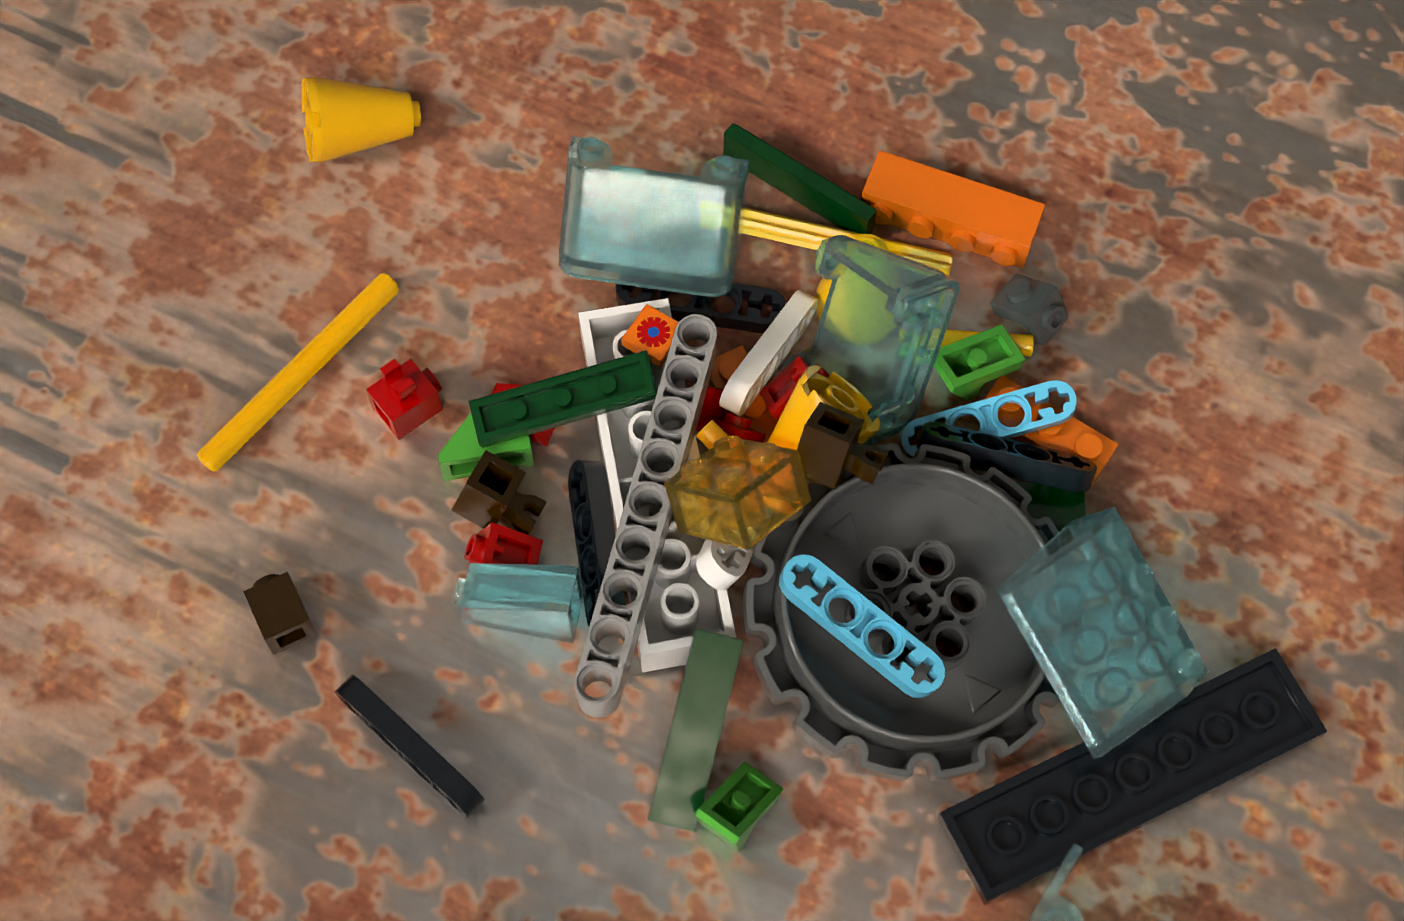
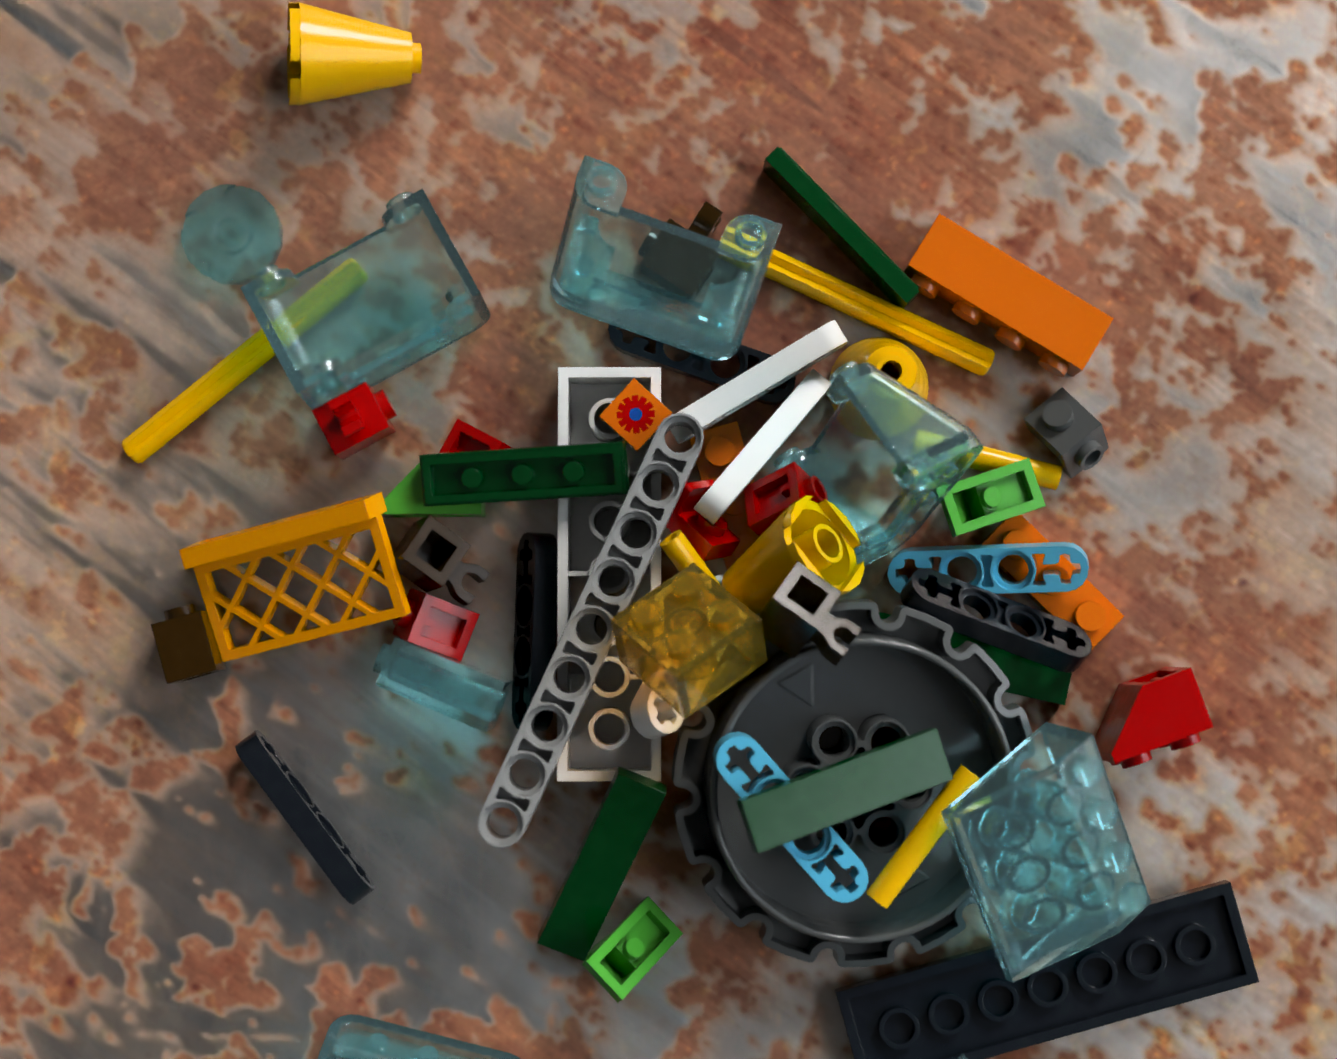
camera: 10 degrees right, 20 degrees up
(275, 275) = (231, 234): none -> clear light blue tile
(354, 494) = (285, 535): none -> light orange fence
(412, 298) = (369, 304): none -> clear light blue windscreen
(762, 295) = (762, 378): none -> white beam
(903, 588) = (844, 790): none -> dark green tile
(982, 635) = (919, 841): none -> yellow piece
(1170, 506) = (1151, 714): none -> red slope

